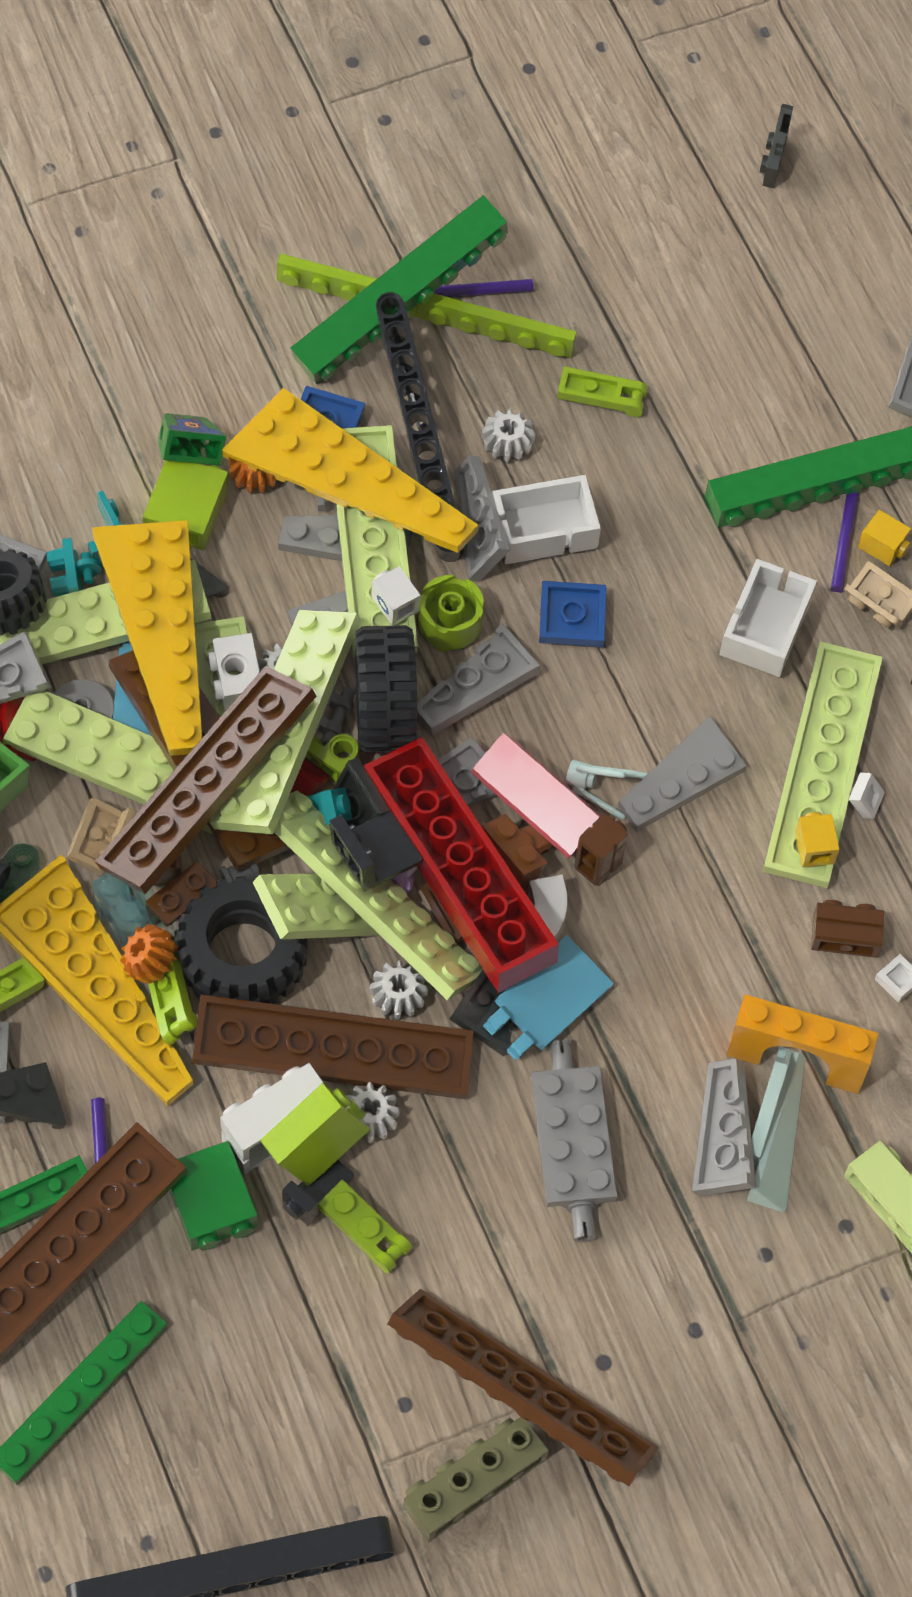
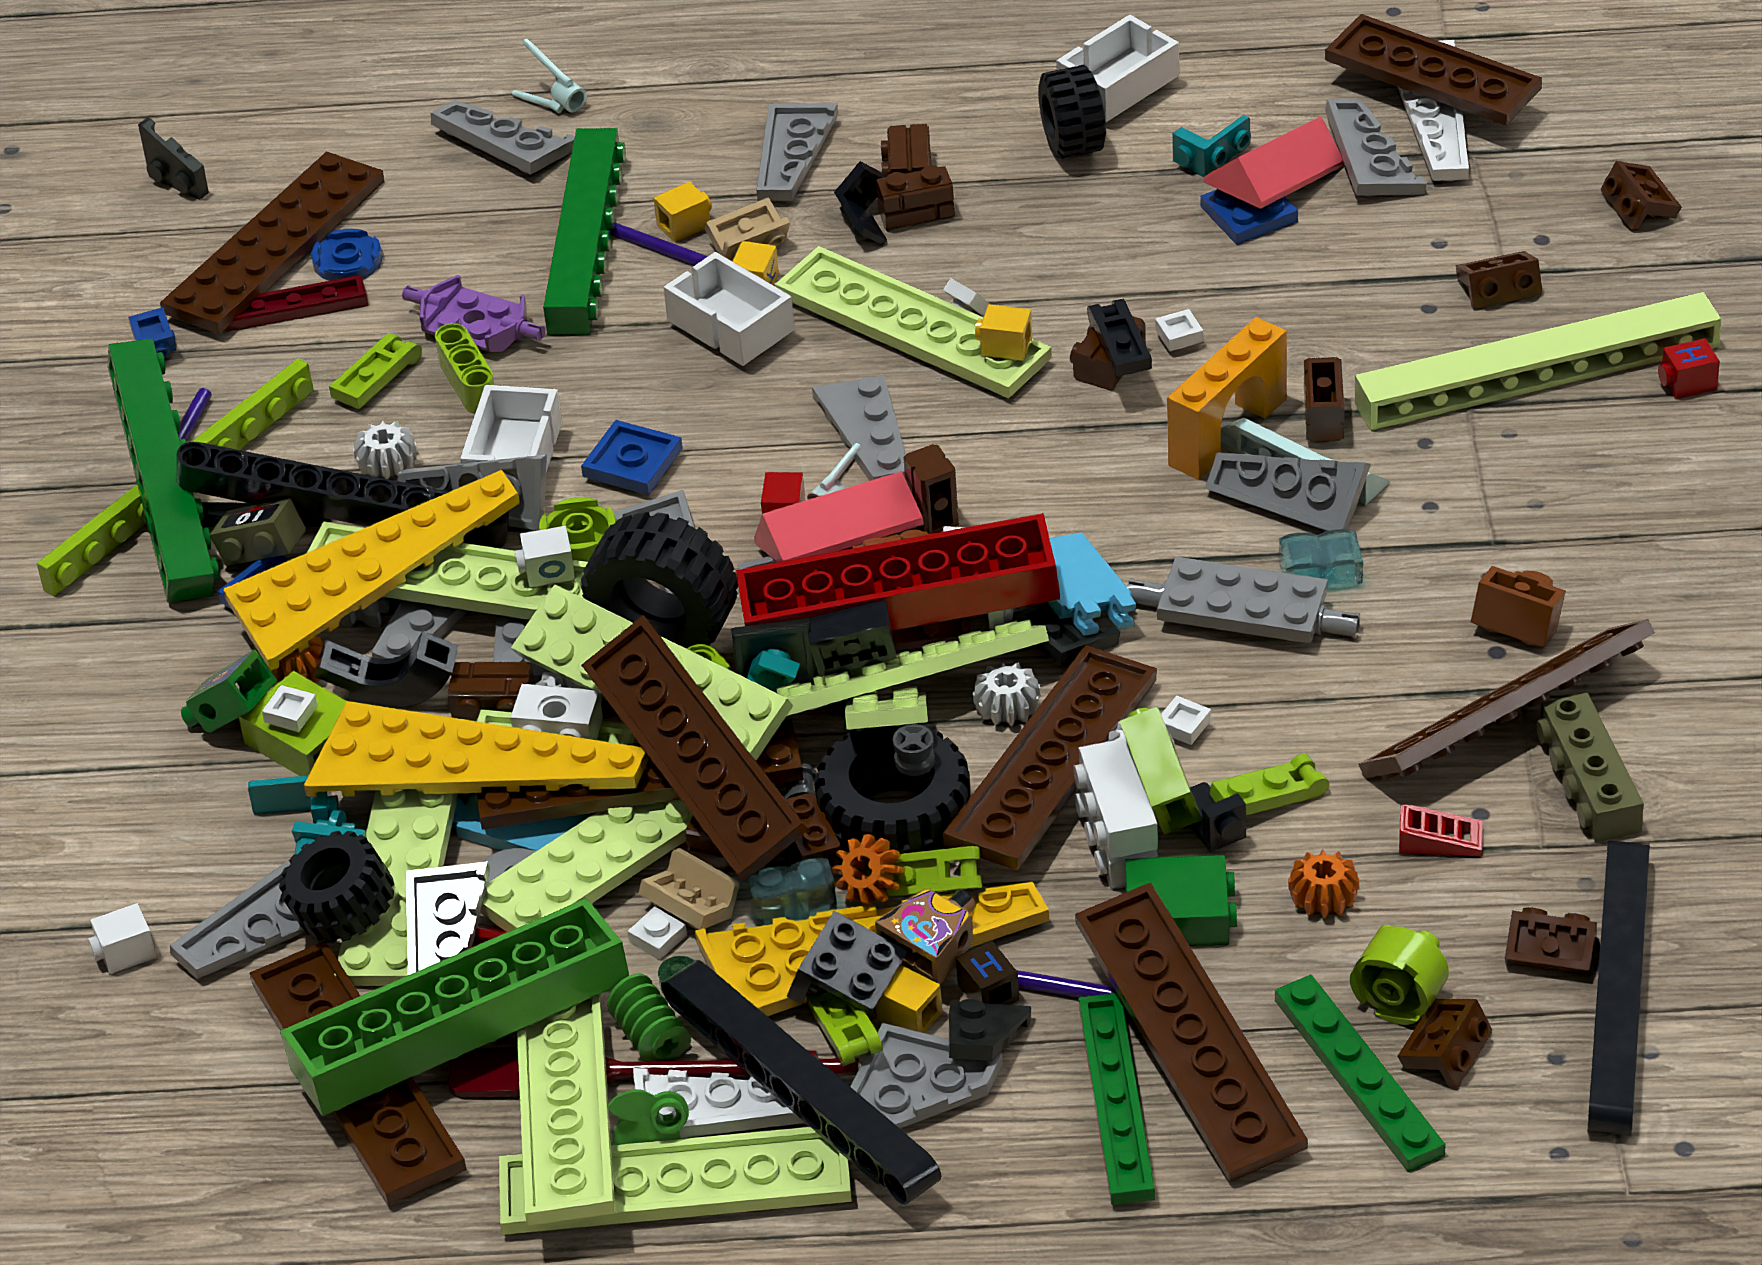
camera: 60 degrees left, 20 degrees down
(38, 976) = (848, 963): none -> bracket
(39, 1031) = (910, 1001): none -> yellow brick
(60, 828) = (657, 933): none -> white plate
(82, 1080) = (987, 975): none -> dark brown brick
(97, 1022) = (930, 931): none -> medium nougat torso
(127, 1450) = (1447, 1039): none -> reddish brown bracket
(170, 1392) = (1400, 973): none -> lime brick
(175, 485) = (289, 708): none -> white plate
(253, 538) = (389, 681): none -> black arch
(258, 932) = (914, 750): none -> dark grey wheel
(262, 1502) = (1551, 941): none -> reddish brown bracket
(268, 613) = (486, 687): none -> reddish brown brick
(277, 1309) = (1323, 883): none -> orange gear
(354, 1347) = (1418, 834): none -> red slope
(369, 385) = (257, 532): none -> olive brick
(419, 1135) = (1186, 719): none -> white plate
(559, 743) = (782, 490): none -> red brick
(577, 221) = (156, 326): none -> blue bracket
(621, 465) = (462, 364): none -> lime beam
(647, 1364) = (1518, 605): none -> dark orange brick
(648, 1183) = (1328, 556): none -> clear light blue brick
(663, 303) = (302, 302): none -> dark red tile
(697, 414) = (494, 320): none -> medium lavender plate
(726, 257) = (272, 242): none -> reddish brown plate
(734, 316) = (346, 254): none -> blue tile
(832, 619) = (759, 260): none -> yellow brick
(839, 932) = (1120, 337): none -> black plate
(844, 1124) = (1324, 399): none -> reddish brown brick

